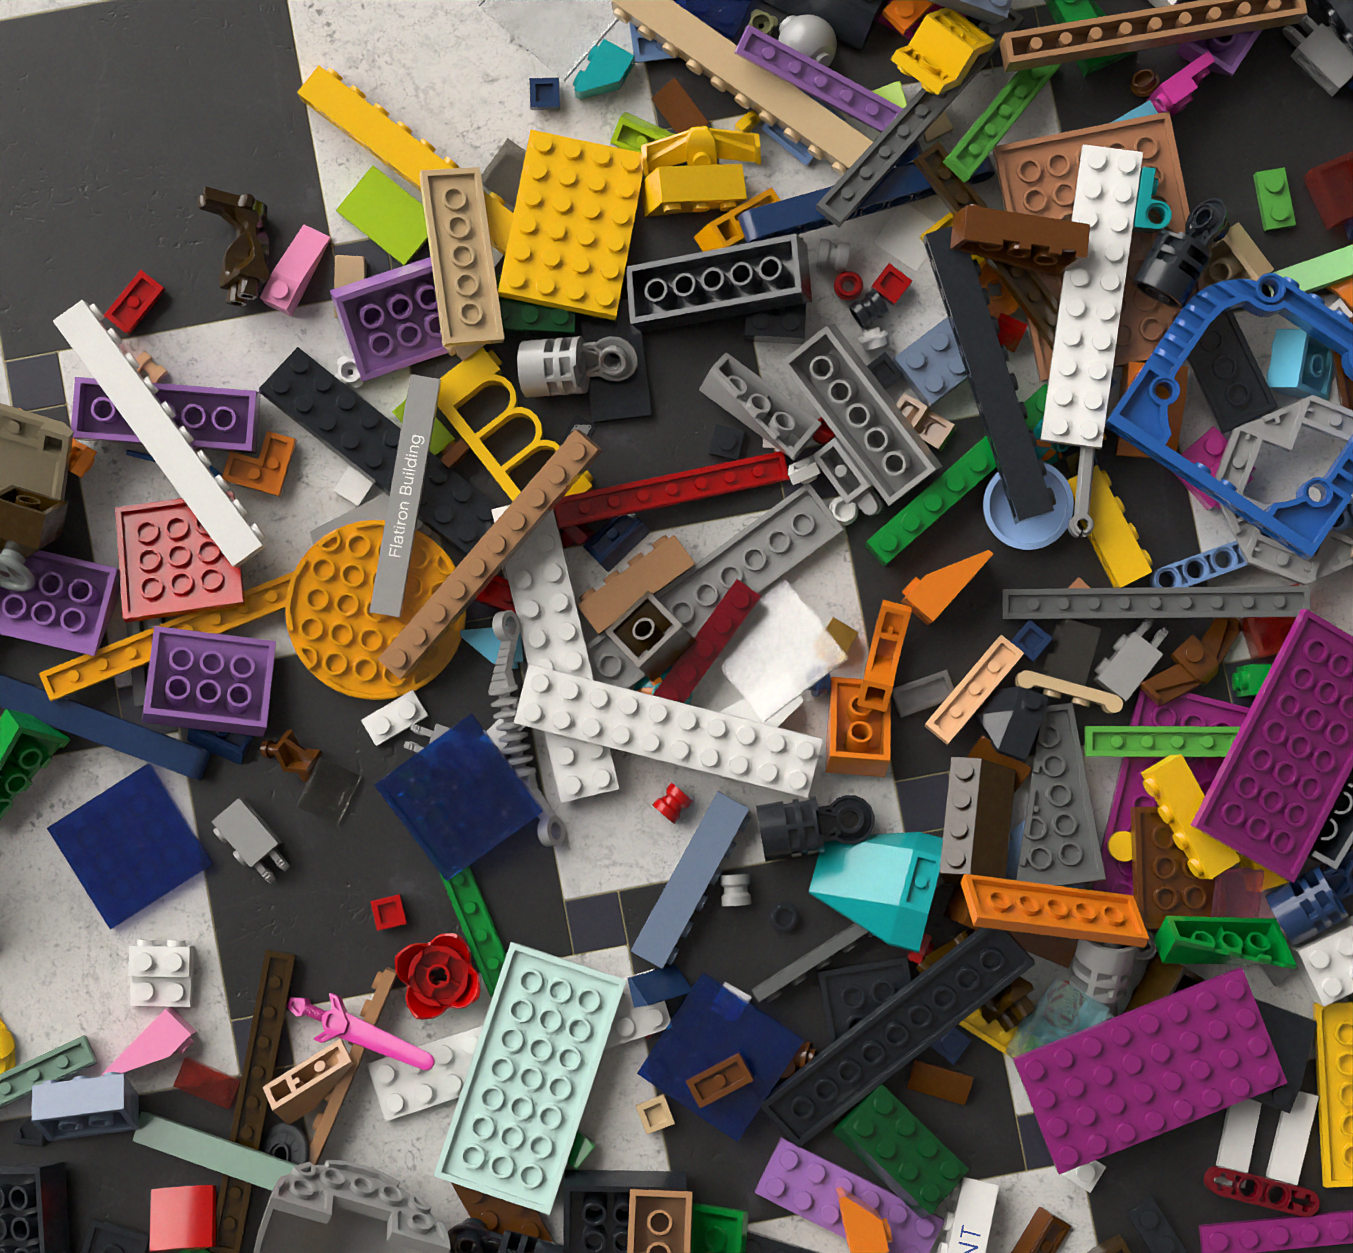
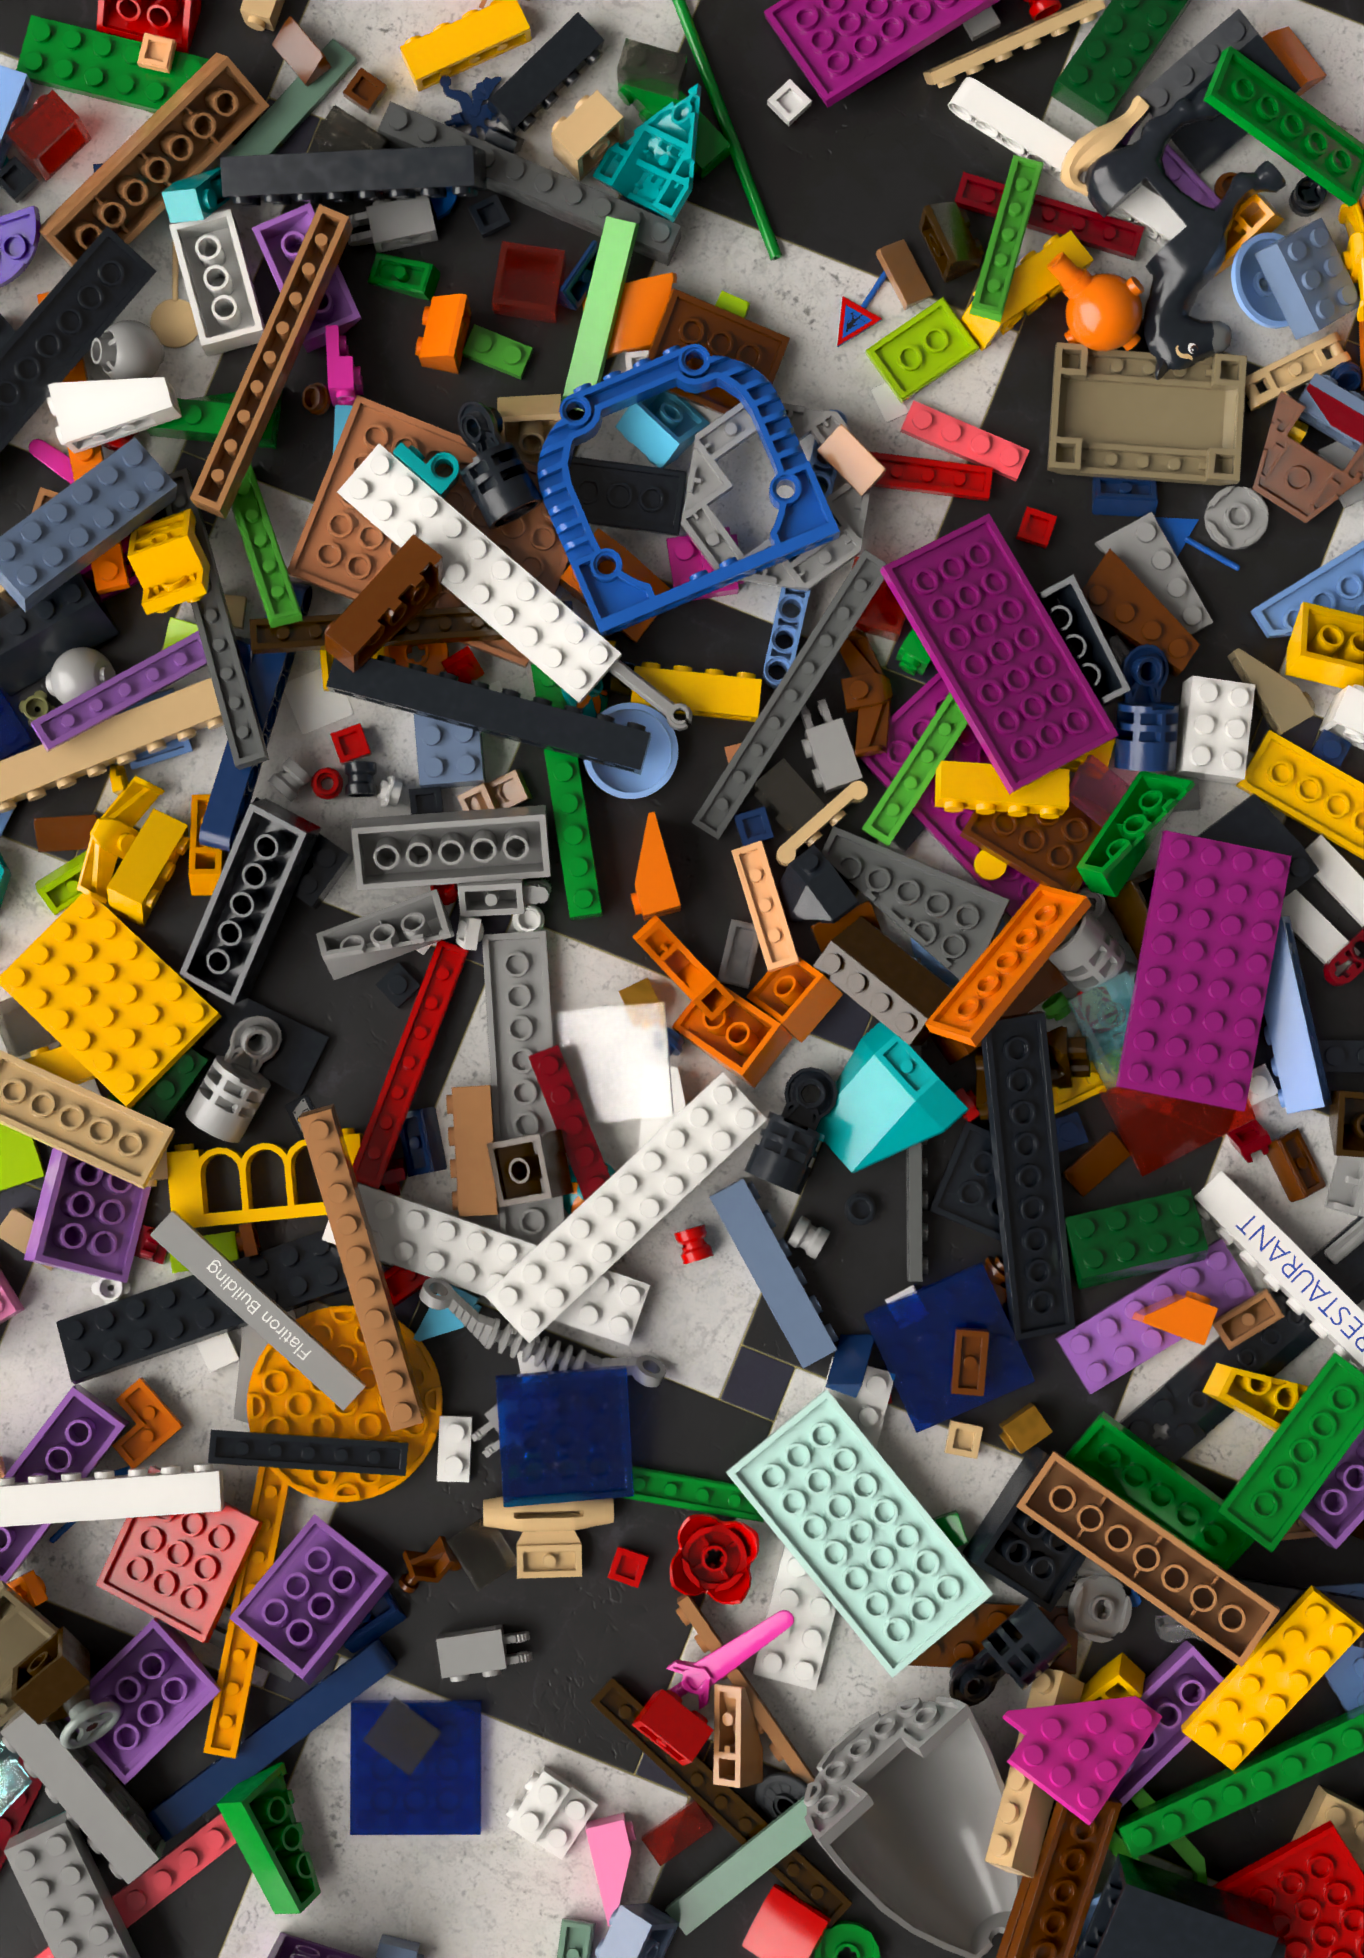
camera: 60 degrees left, 0 degrees up
(147, 819) = (402, 1736): none -> clear smoke piece
(287, 1027) = (673, 1726): none -> red brick
(320, 605) = (308, 1452): none -> black plate
(371, 835) = (548, 1536): none -> tan plate
(400, 380) = (149, 1248): none -> dark red tile
(694, 1157) = (1024, 1429): none -> pearl gold brick
(917, 759) = (795, 997): none -> orange slope
(1004, 1119) = (1167, 1128): none -> clear red slope
(1038, 1192) = (1250, 1139): none -> dark red tile
(1044, 971) = (1056, 1006): none -> bright green plate
(1105, 765) = (908, 832): none -> black tile
(1147, 1172) = (1292, 1030): none -> medium blue brick
(1263, 148) = (445, 332): none -> orange slope
(1286, 89) = (405, 276): none -> green slope

